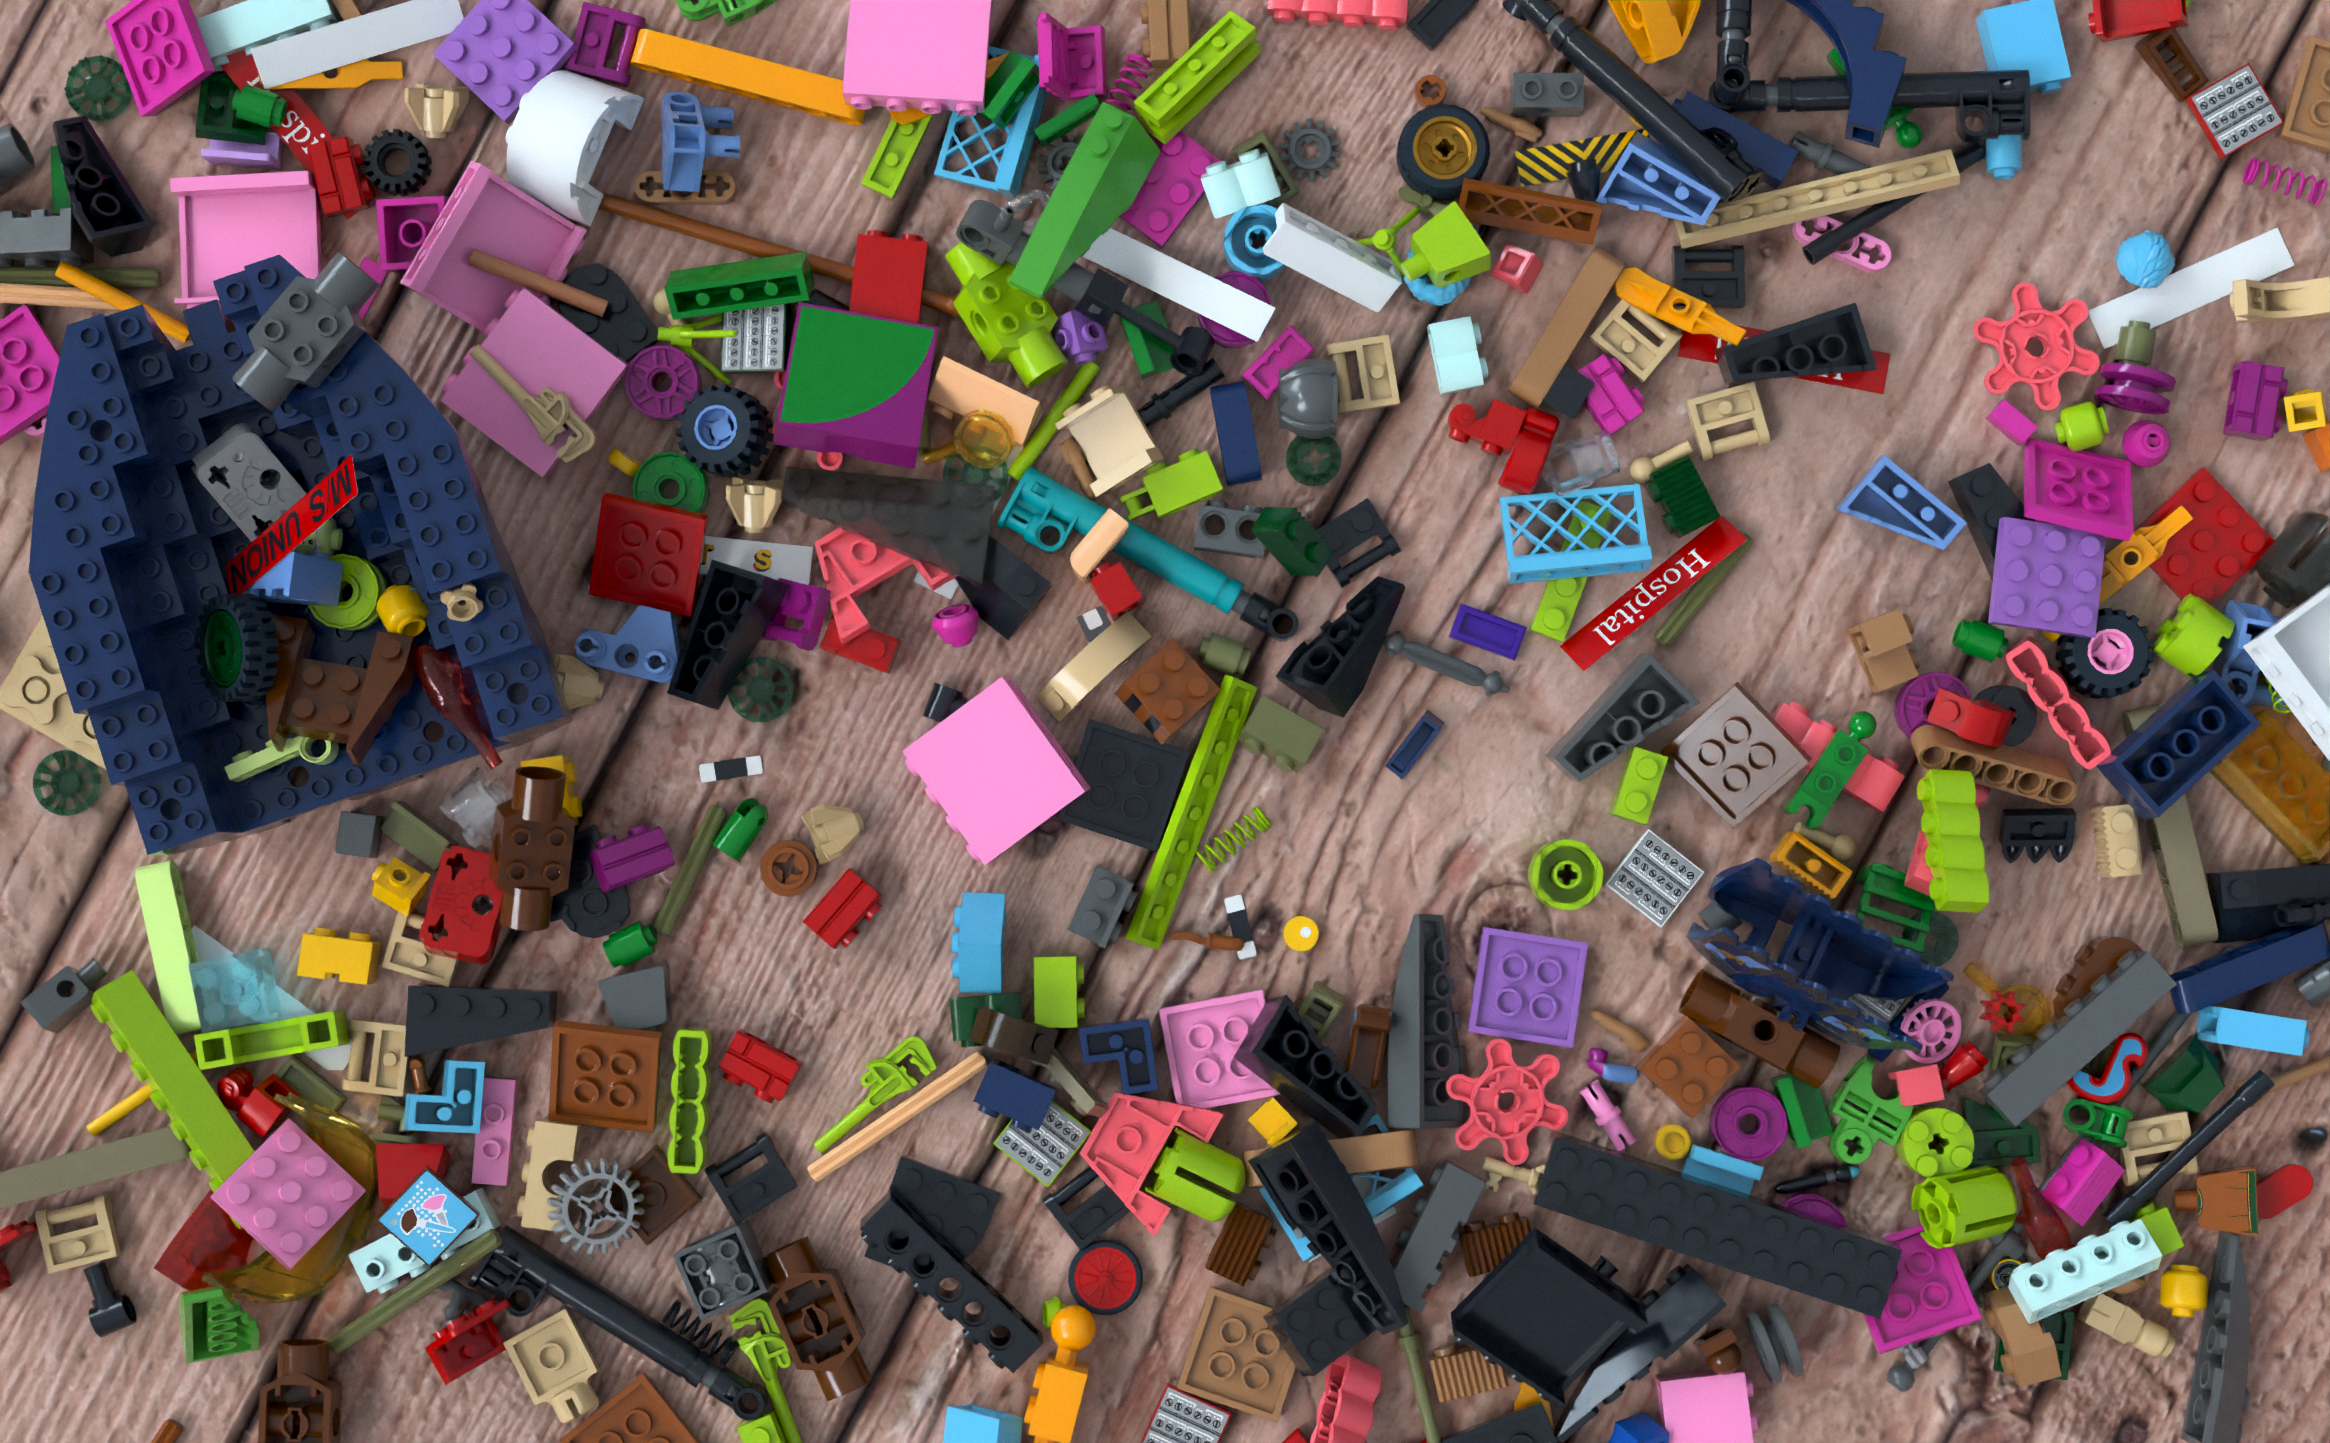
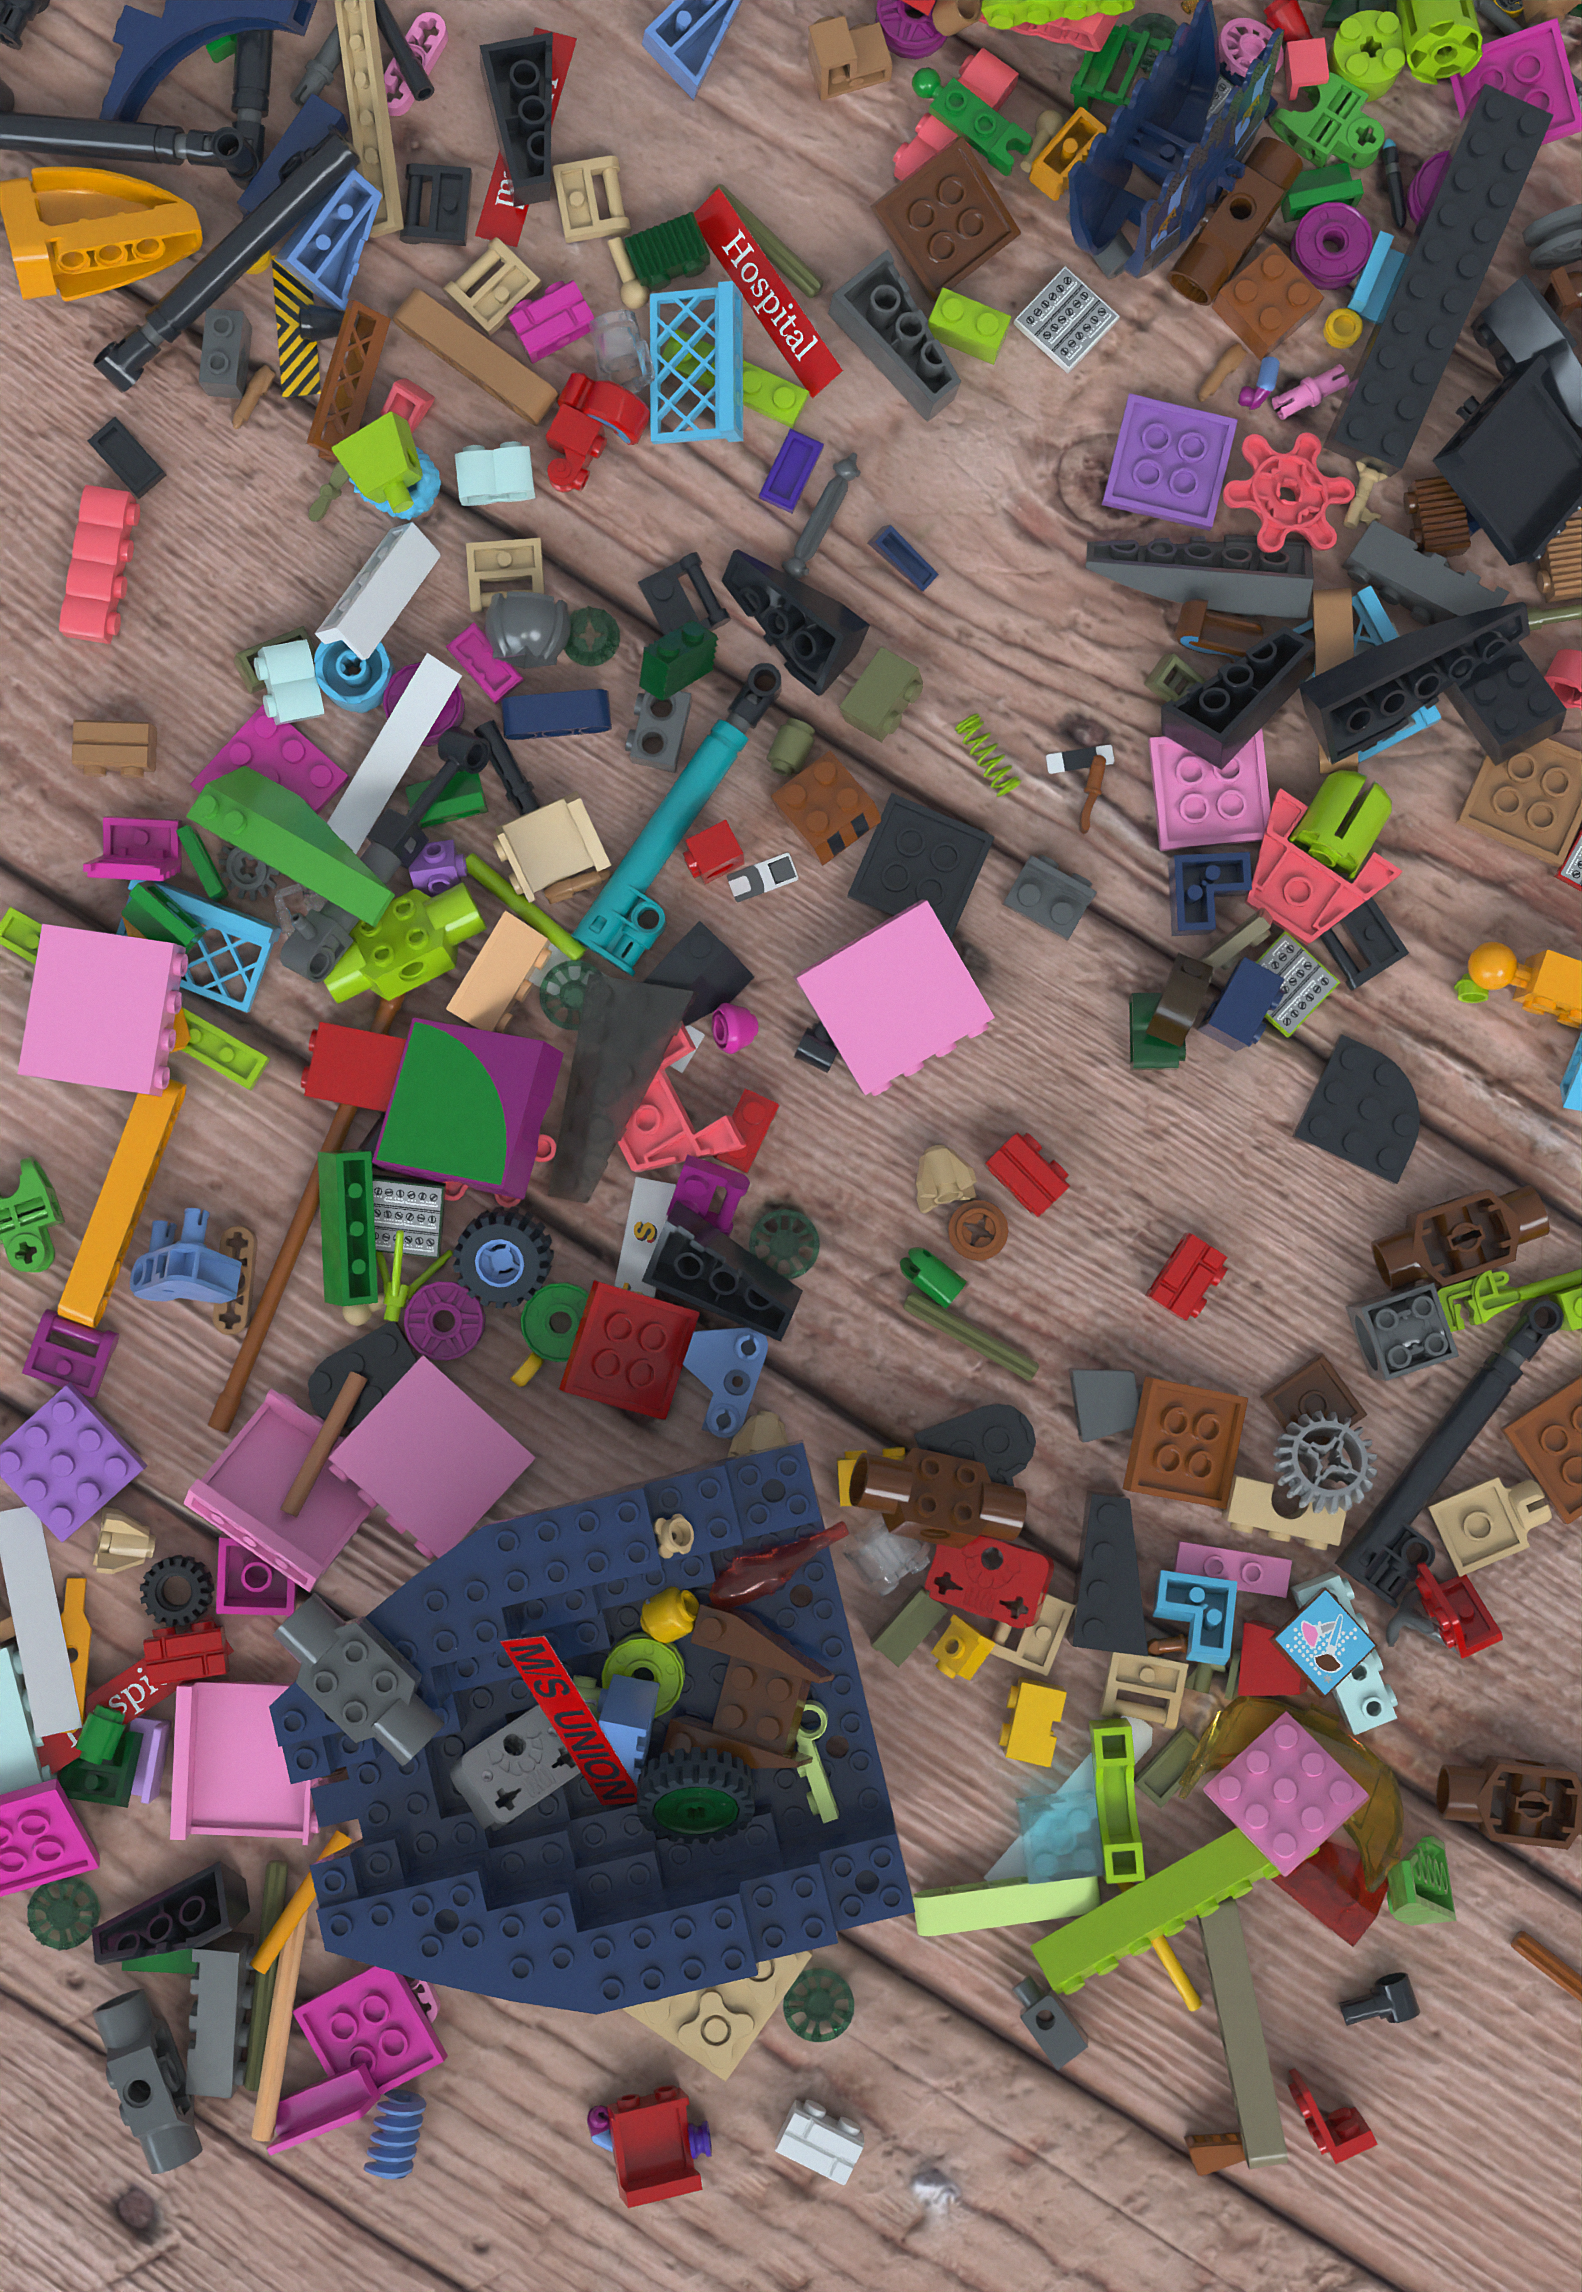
camera: 90 degrees left, 0 degrees up
(80, 1245) = (1319, 2028): tan plate -> none
(255, 1104) = (1185, 1824): red brick -> none
(359, 834) = (903, 1689): dark grey panel -> none
(415, 1291) = (1398, 1666): olive axle -> none
(547, 413) = (467, 1444): tan piece -> none
(561, 139) = (171, 1405): white cylinder -> none
(630, 858) = (955, 1396): magenta brick -> none
(630, 944) = (1045, 1405): green brick -> none
(691, 1111) = (1209, 1352): lime brick -> none
(729, 1349) = (1480, 1331): black piece -> none
(730, 769) = (865, 1284): sticker -> none
(754, 502) = (583, 1230): tan brick -> none
(756, 1188) = (1315, 1291): black plate -> none
(886, 1081) = (1214, 1145): lime piece -> none
(894, 1214) = (1360, 1147): black brick -> none
(897, 1116) = (1251, 1136): light nougat axle -> none
(979, 438) = (539, 982): clear yellow piece -> none
(979, 943) = (1076, 1029): medium azure brick -> none
(1057, 991) = (1133, 954): lime brick -> none
(1093, 665) = (792, 885): tan arch -> none
(1097, 544) = (664, 866): light nougat brick -> none
(1105, 1277) = (1439, 931): red wheel -> none
(1134, 84) = (142, 781): dark pink piece -> none
(1175, 486) = (607, 782): lime brick -> none
(1191, 812) = (955, 796): lime plate -> none
(1197, 77) = (169, 716): lime brick -> none
(1240, 1244) = (1416, 785): reddish brown brick -> none
(1272, 1120) = (1289, 739): yellow panel -> none
(1300, 933) = (1092, 694): yellow tile -> none
(1307, 136) = (259, 596): dark grey gear -> none
(1386, 238) = (366, 531): lime plant -> none
(1433, 81) = (221, 480): dark orange bush -> none
(1462, 140) = (275, 468): wheel -> none
(1569, 392) = (546, 357): black panel -> none
(1577, 891) = (1051, 430): lime brick -> none
(1658, 300) = (458, 254): light orange piece -> none

